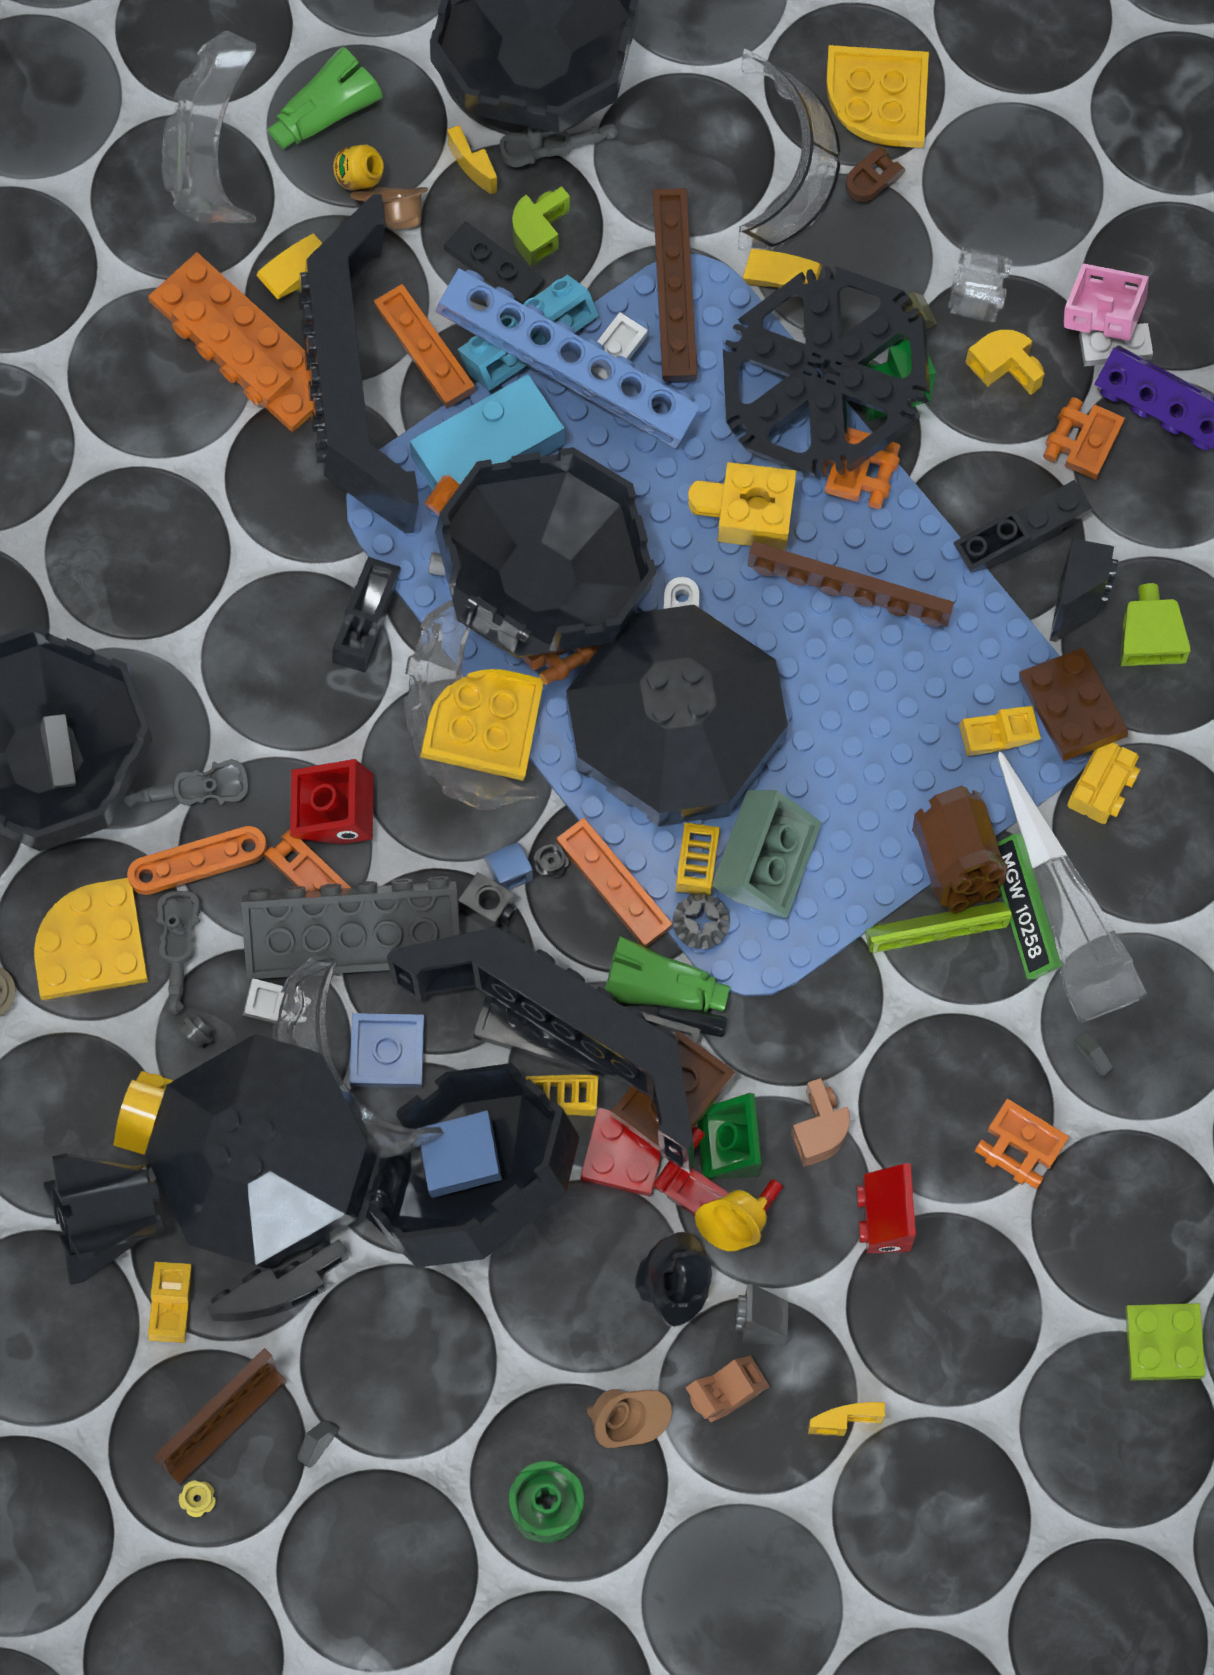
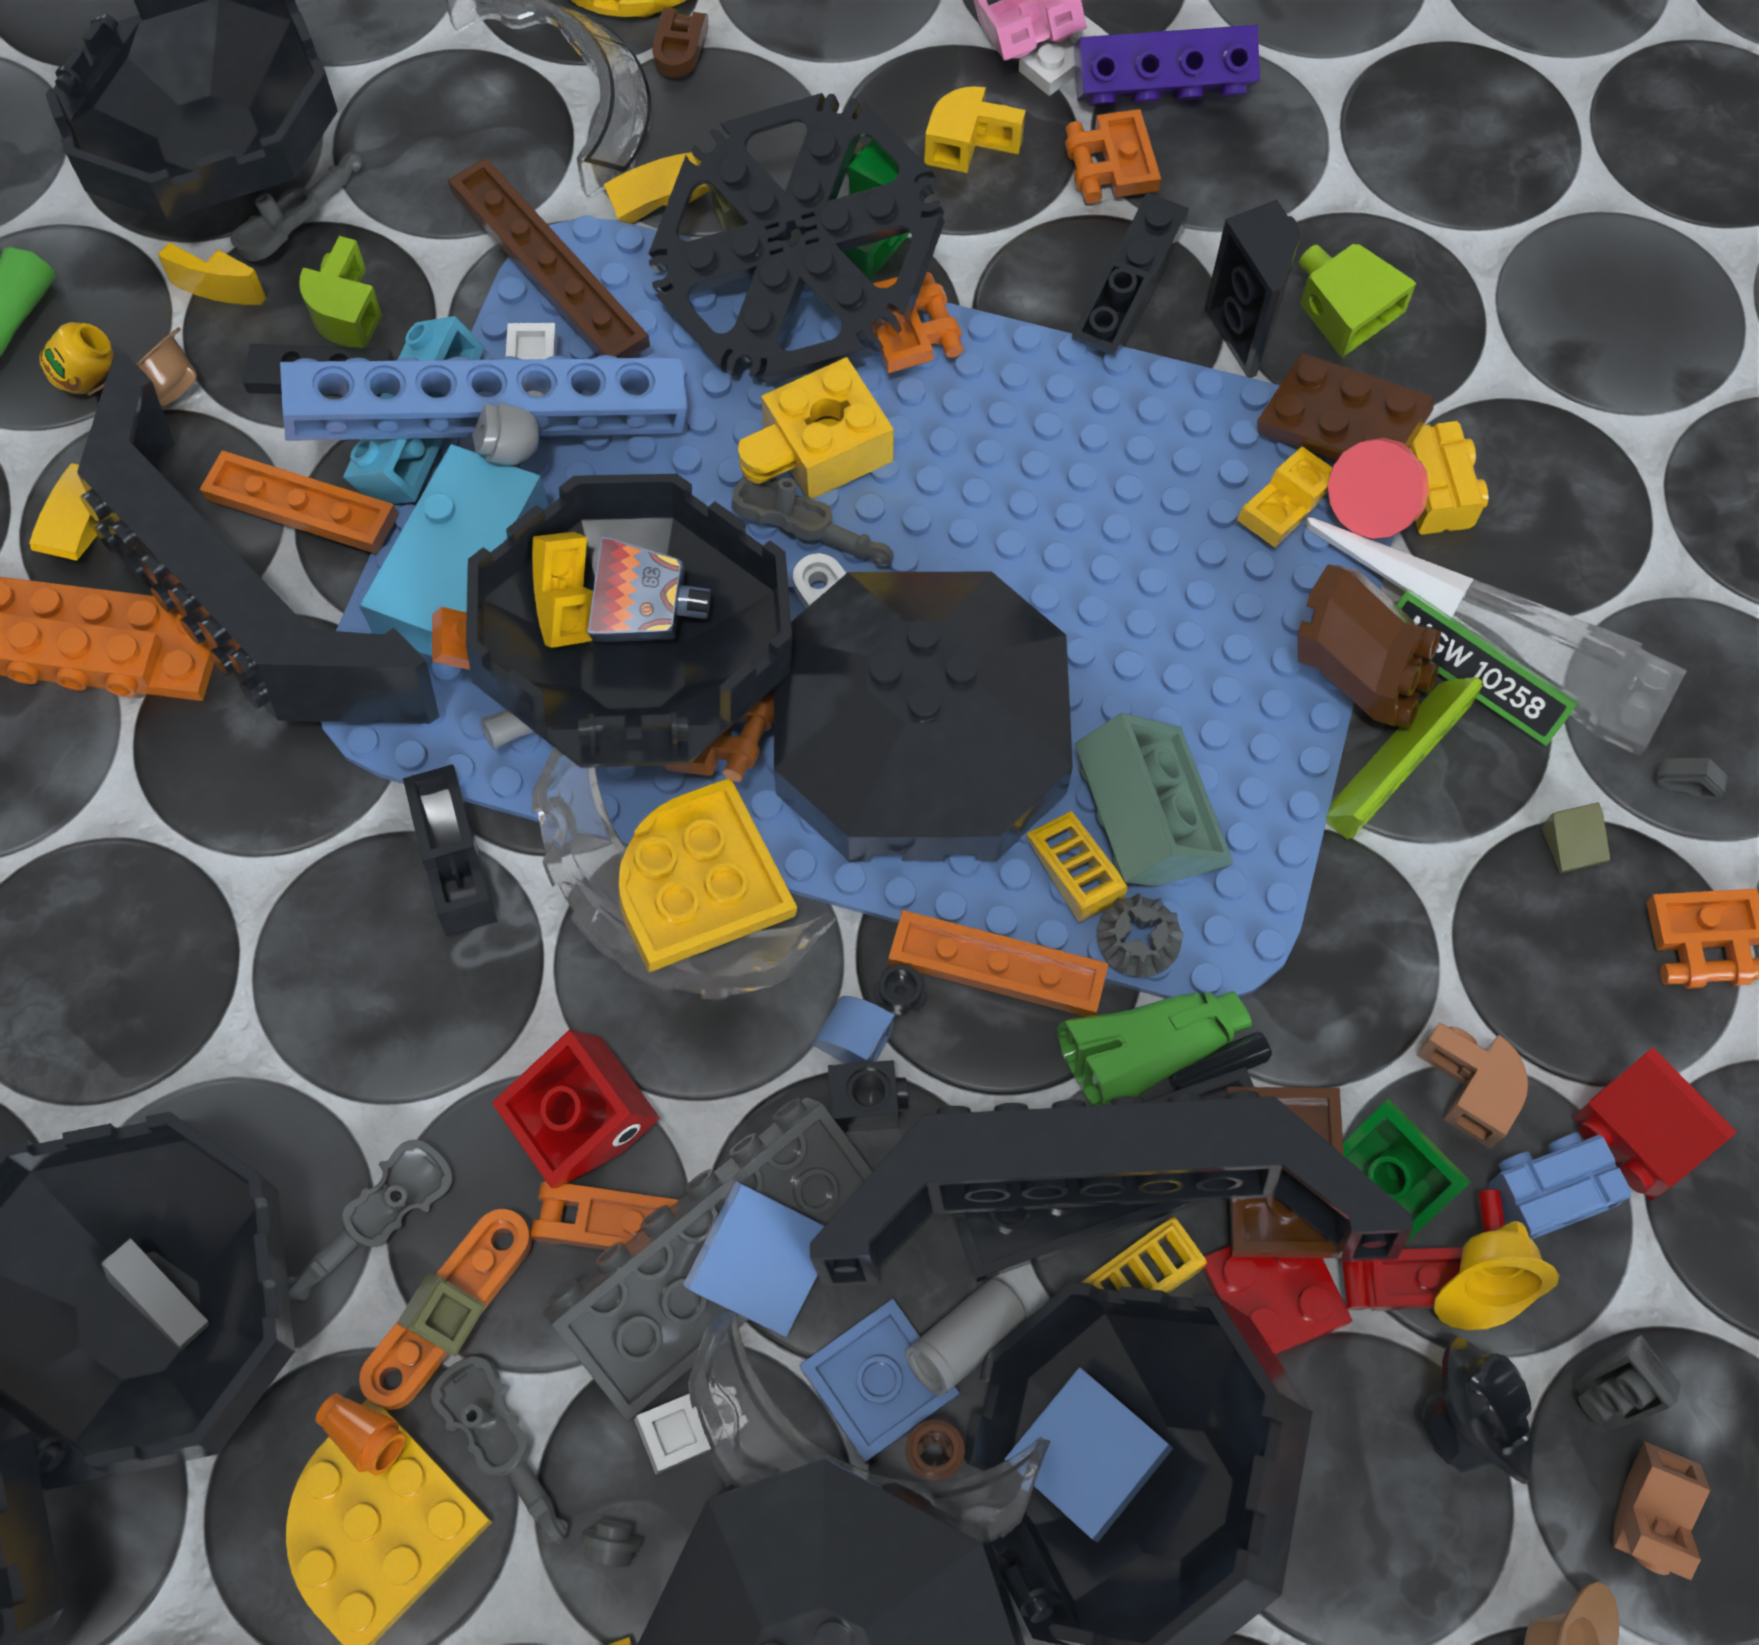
camera: 35 degrees left, 5 degrees down
(113, 891) = (362, 1434): none -> orange cone
(191, 860) = (441, 1314): none -> olive slope
(363, 943) = (757, 1260): none -> medium blue tile
(384, 1091) = (937, 1434): none -> reddish brown cone
(442, 1056) = (965, 1337): none -> light grey pin
(522, 510) = (558, 588): none -> yellow slope
(560, 391) = (506, 434): none -> light grey piece
(568, 539) = (641, 595): none -> torso
(702, 549) = (808, 519): none -> dark grey piece
(815, 1206) = (1561, 1186): none -> medium blue brick
(840, 581) = (998, 445): reddish brown plate -> none
(978, 284) = (884, 66): clear brick -> none
(997, 1040) = (1577, 837): none -> olive slope
(1047, 761) = (1378, 488): none -> coral tile

